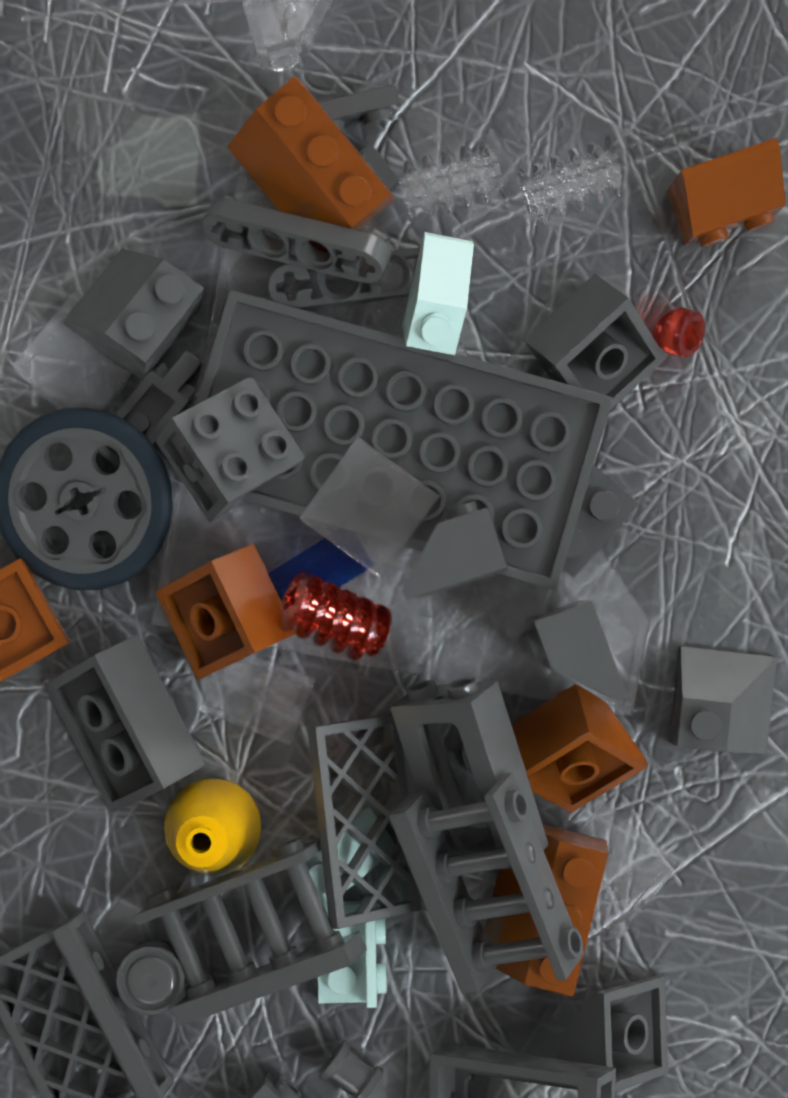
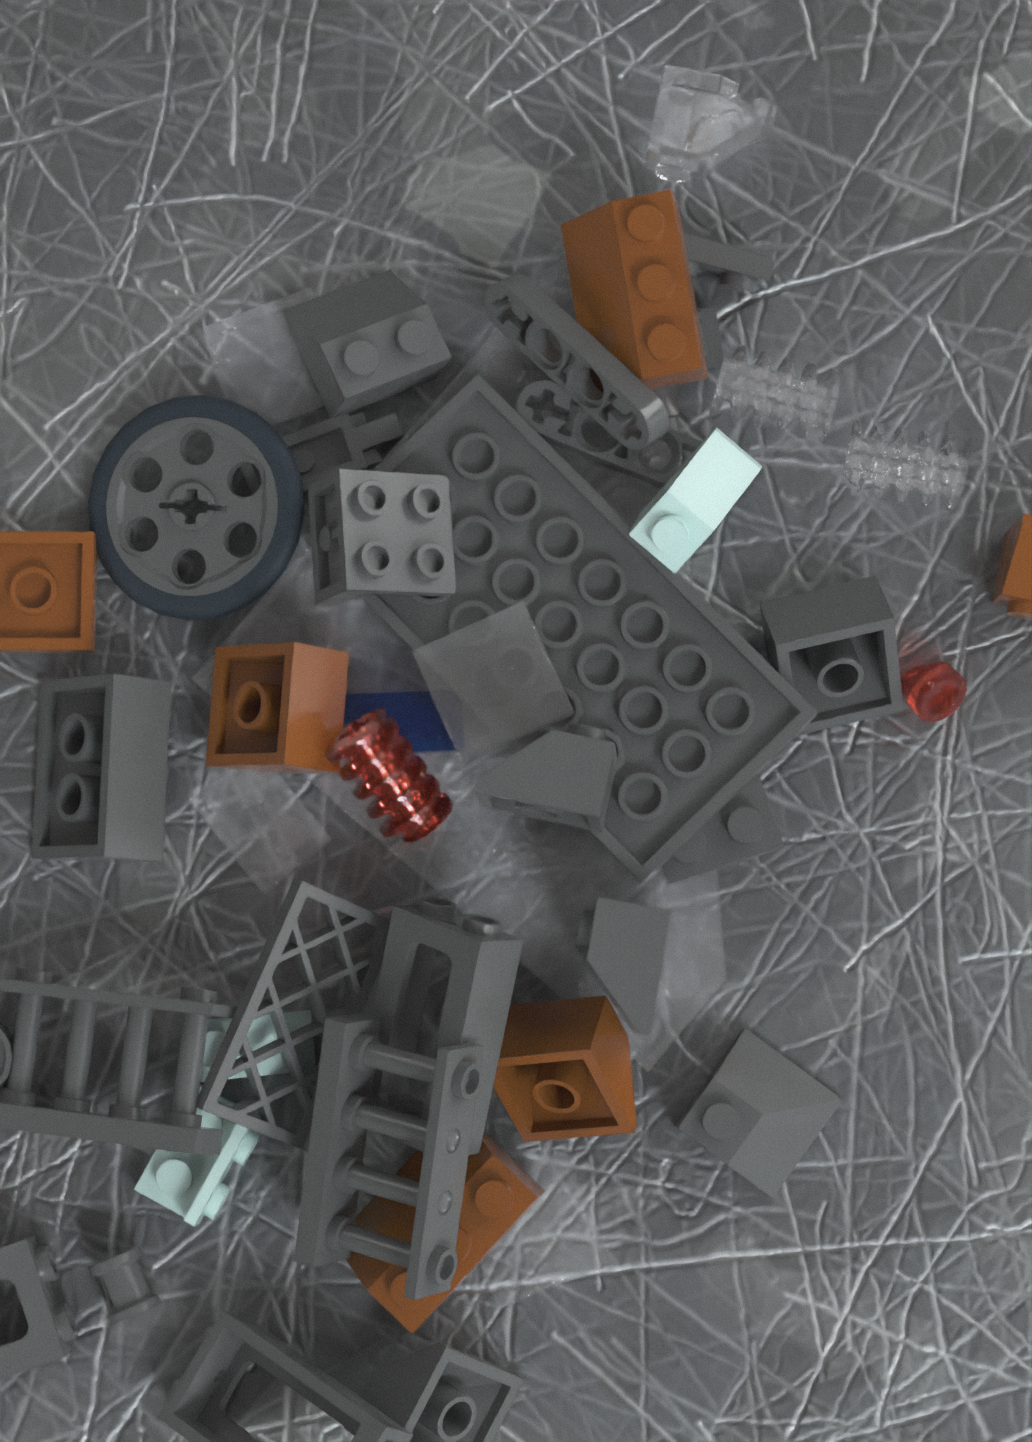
camera: 30 degrees right, 5 degrees down
(222, 813) = (152, 940): yellow cone -> none

